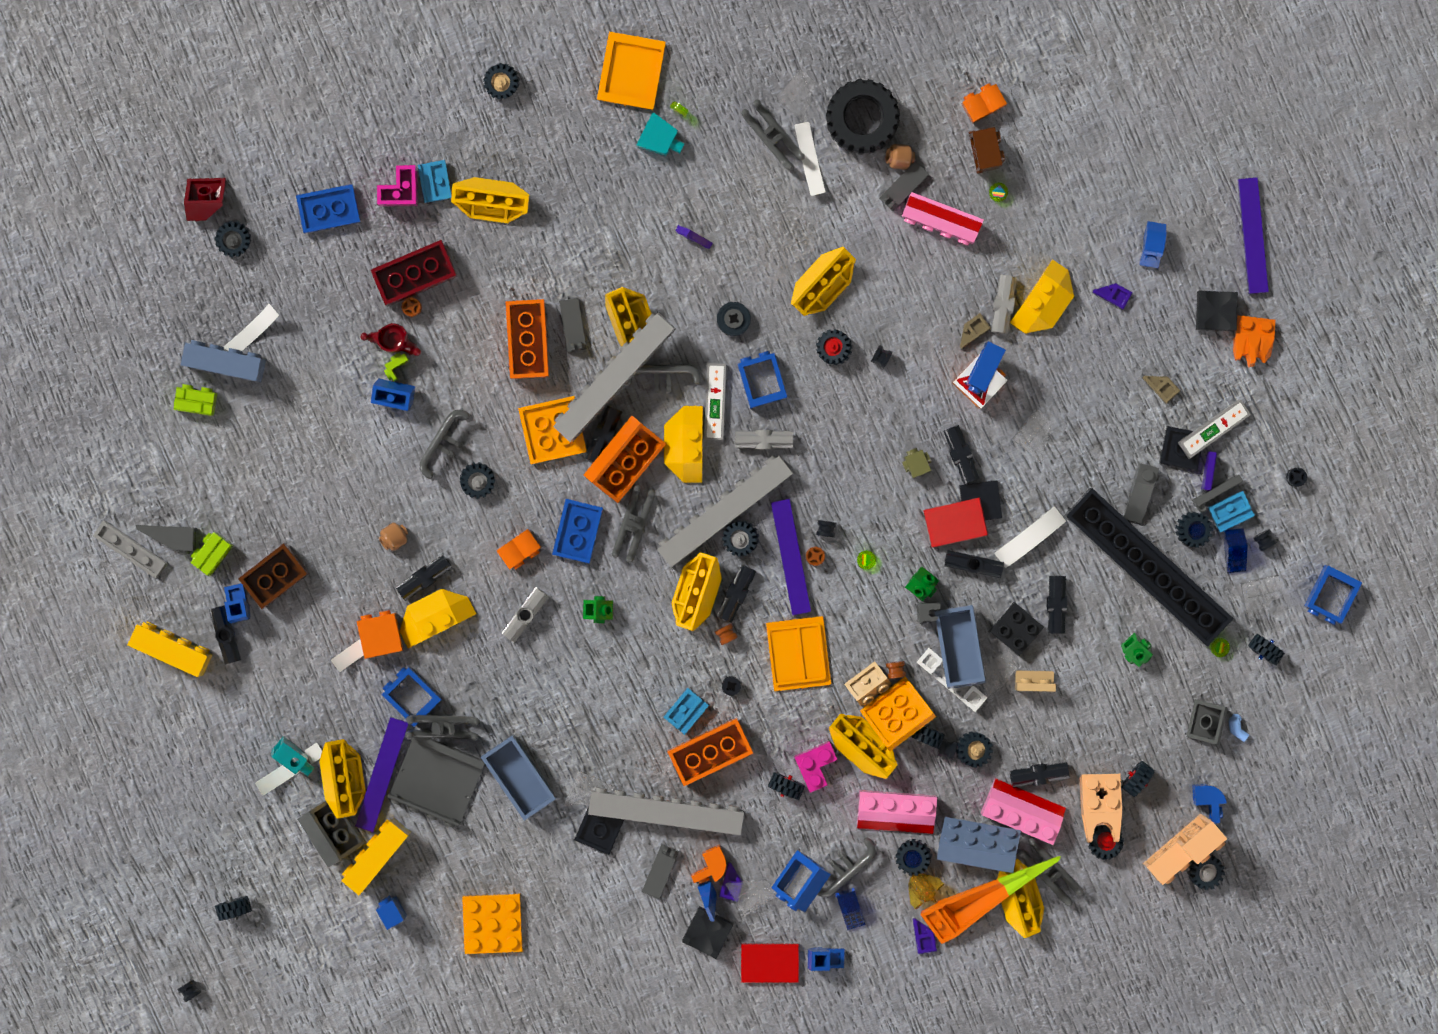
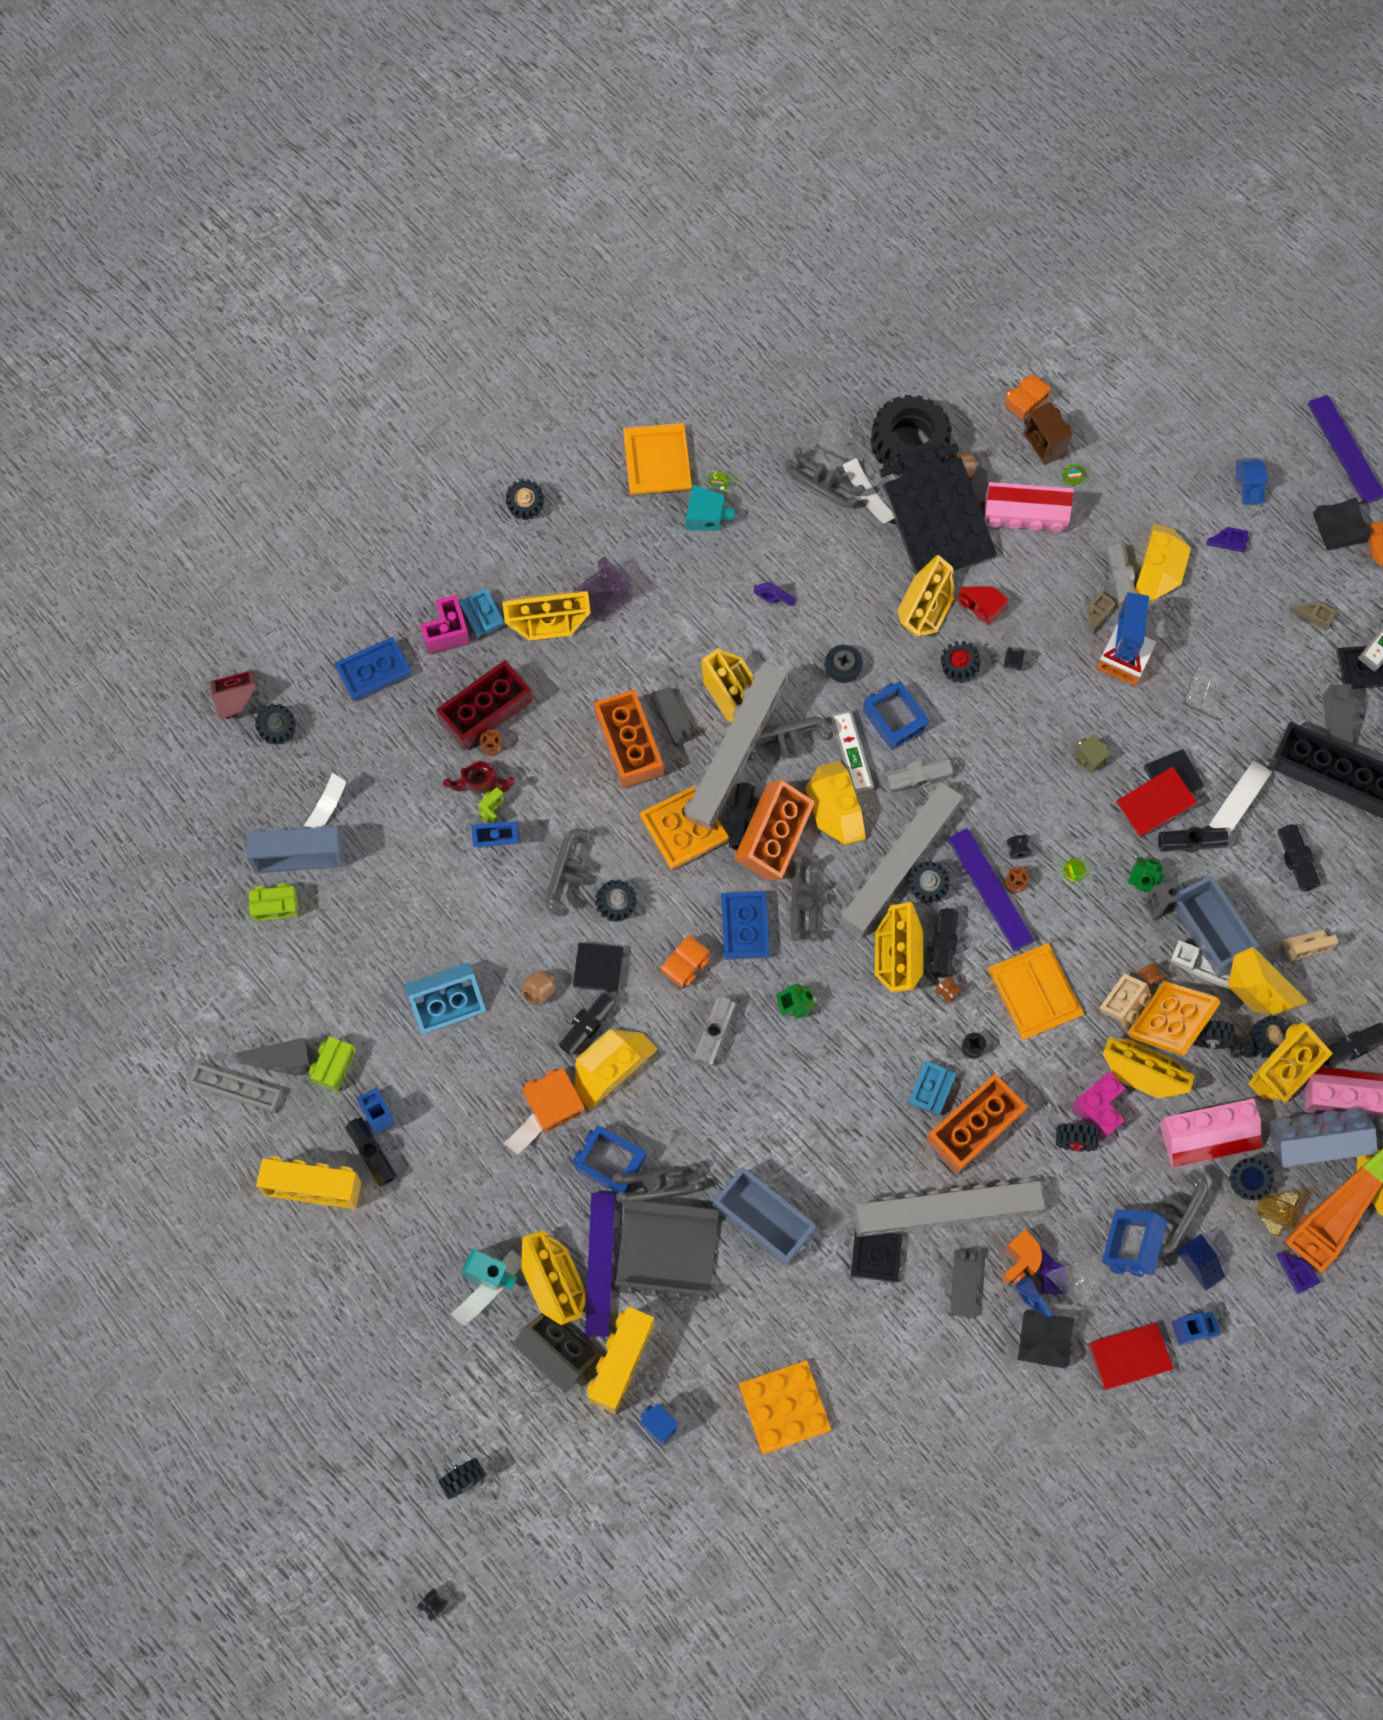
camera: 15 degrees left, 20 degrees down
(273, 575) = (411, 1066): reddish brown brick -> none
(315, 523) = (445, 998): none -> dark azure slope
(447, 531) = (598, 967): none -> black tile
(545, 191) = (606, 589): none -> clear purple bracket
(860, 200) = (937, 509): none -> black plate
(875, 296) = (983, 601): none -> red slope
(961, 454) = (1135, 732): black piece -> none
(979, 777) = (1290, 1064): none -> yellow slope
(980, 710) = (1262, 985): none -> yellow wedge
(1016, 629) = (1265, 895): black brick -> none

